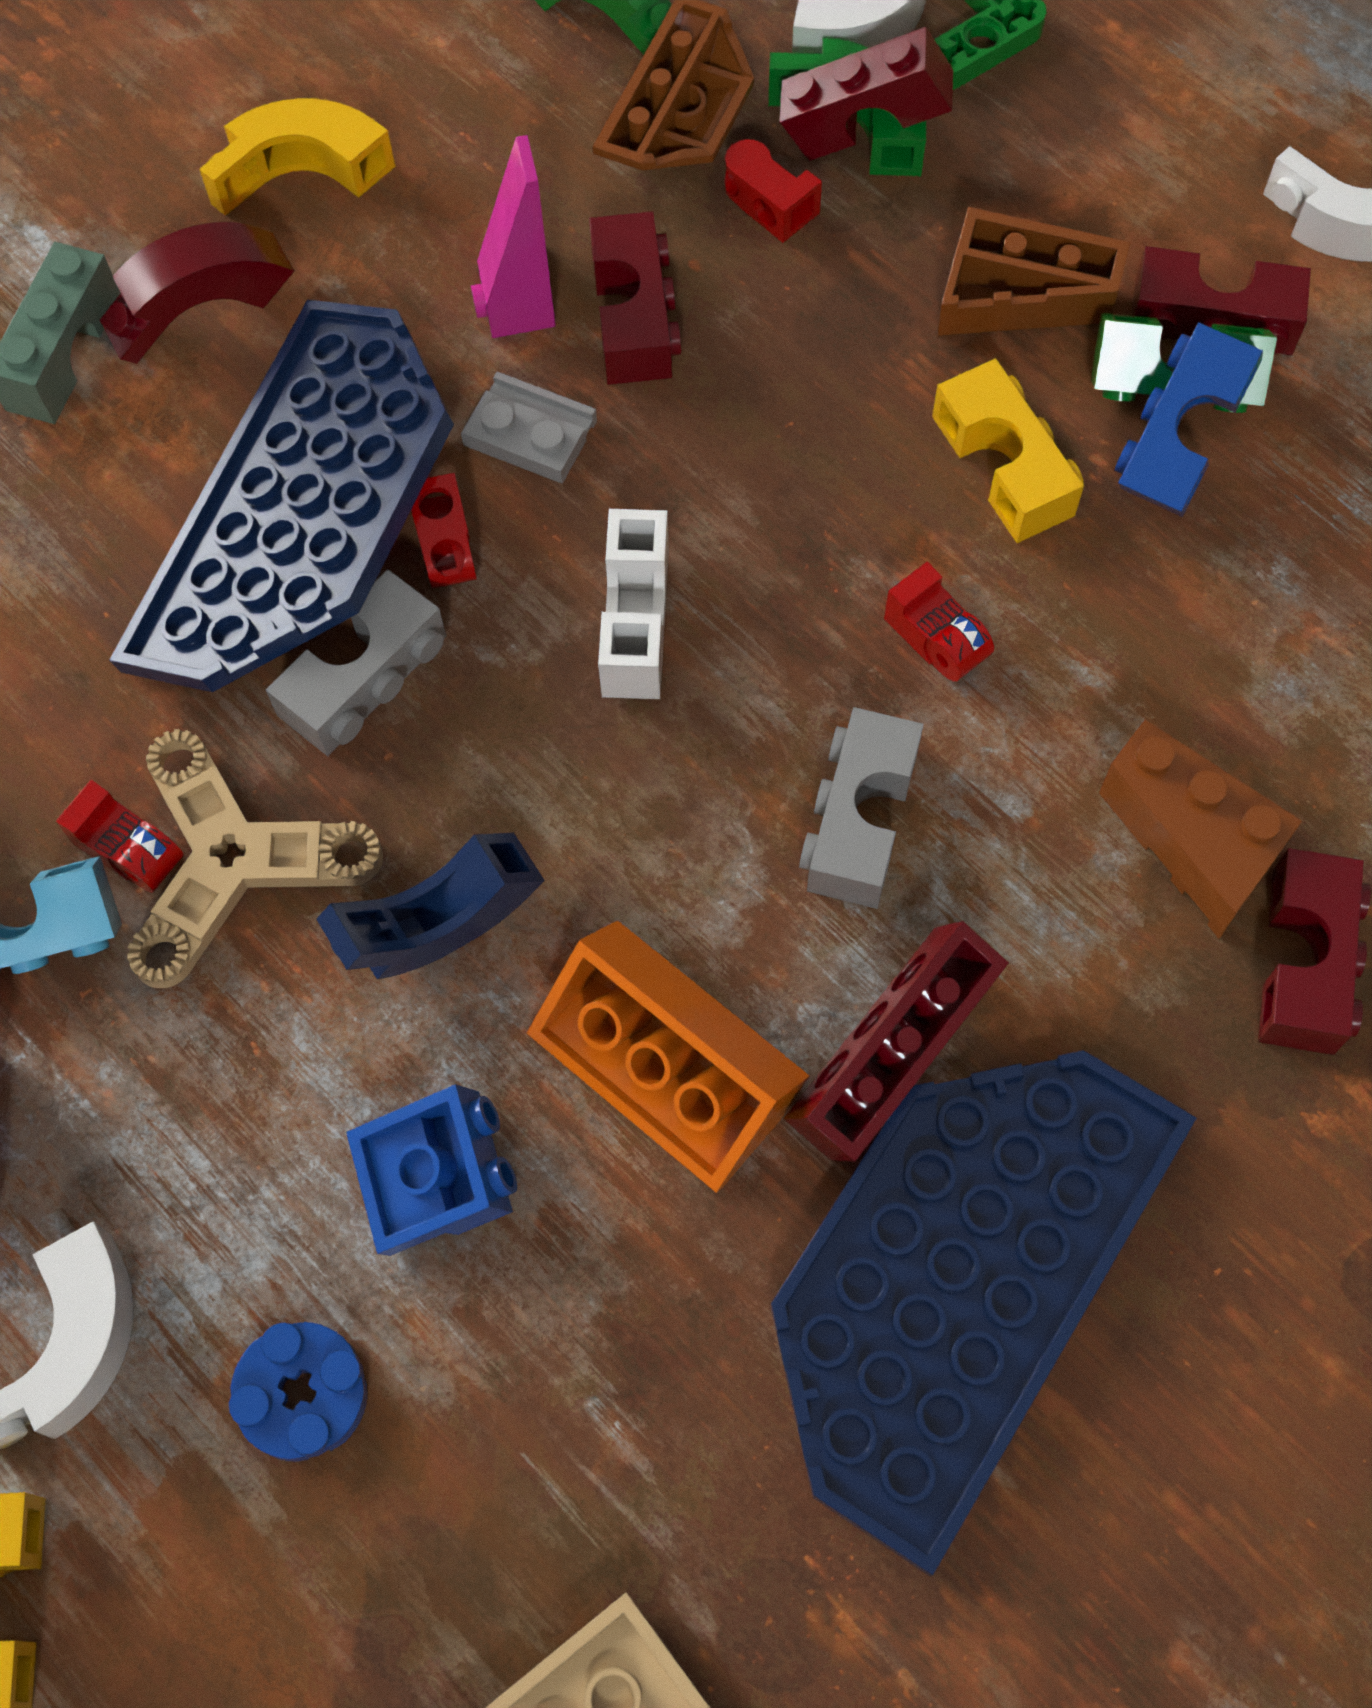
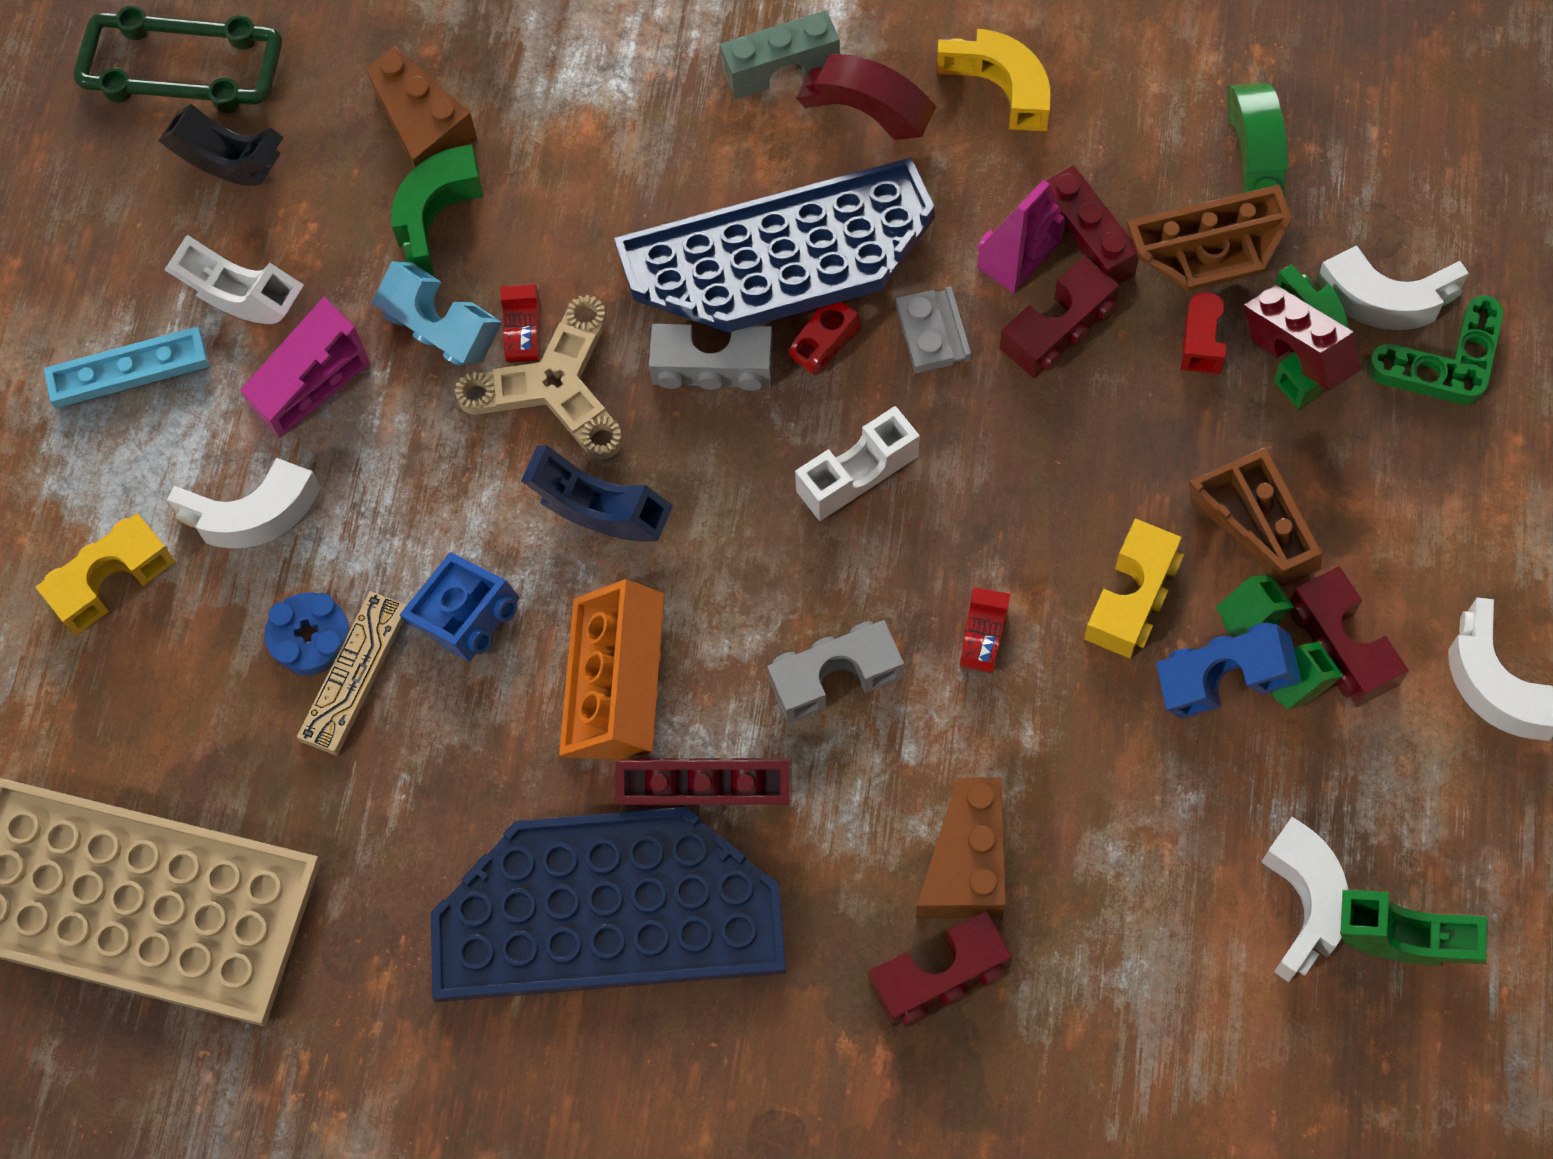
camera: 55 degrees right, 0 degrees up
(404, 1372) = (352, 674): none -> tan tile
(566, 188) = (1093, 225): none -> dark red arch

